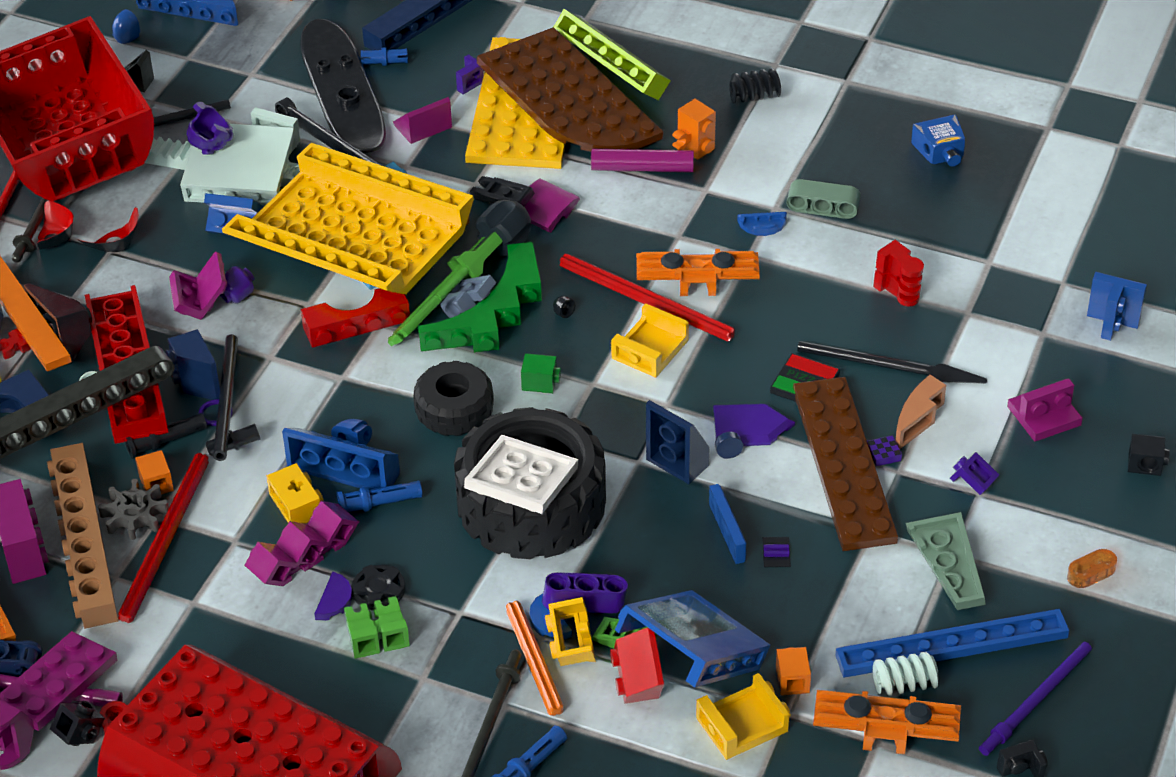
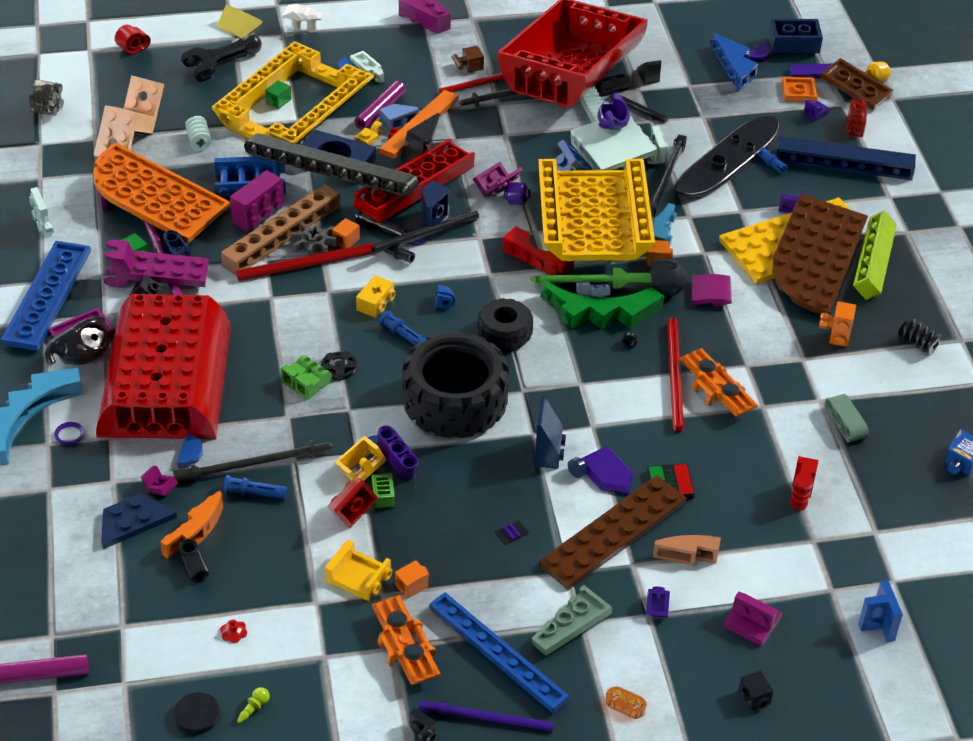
camera: 55 degrees right, 0 degrees up
(57, 221) = (496, 108): red piece -> none
(125, 27) = (682, 47): blue piece -> none
(125, 233) = (511, 135): piece -> none
(302, 544) = (339, 316): magenta brick -> none
(334, 598) = (316, 350): dark purple tile -> none
(340, 459) = (417, 299): blue slope -> none
(425, 121) = (731, 204): magenta slope -> none
(500, 189) = (697, 265): black hinge -> none
(521, 474) = (433, 366): white plate -> none
(534, 658) = (329, 461): orange axle -> none
(539, 373) = (561, 353): green brick -> none
(642, 160) = (795, 315): magenta piece -> none
(651, 341) = (636, 393): yellow panel -> none
(702, 632) = (388, 513): blue panel -> none
(727, 523) = (508, 495): blue tile -> none
(762, 223) = (798, 400): blue tile -> none
(884, 451) = (641, 548): dark purple tile -> none
(905, 671) = (450, 636): light aqua piece -> none
(941, 371) = (741, 548): black piece -> none

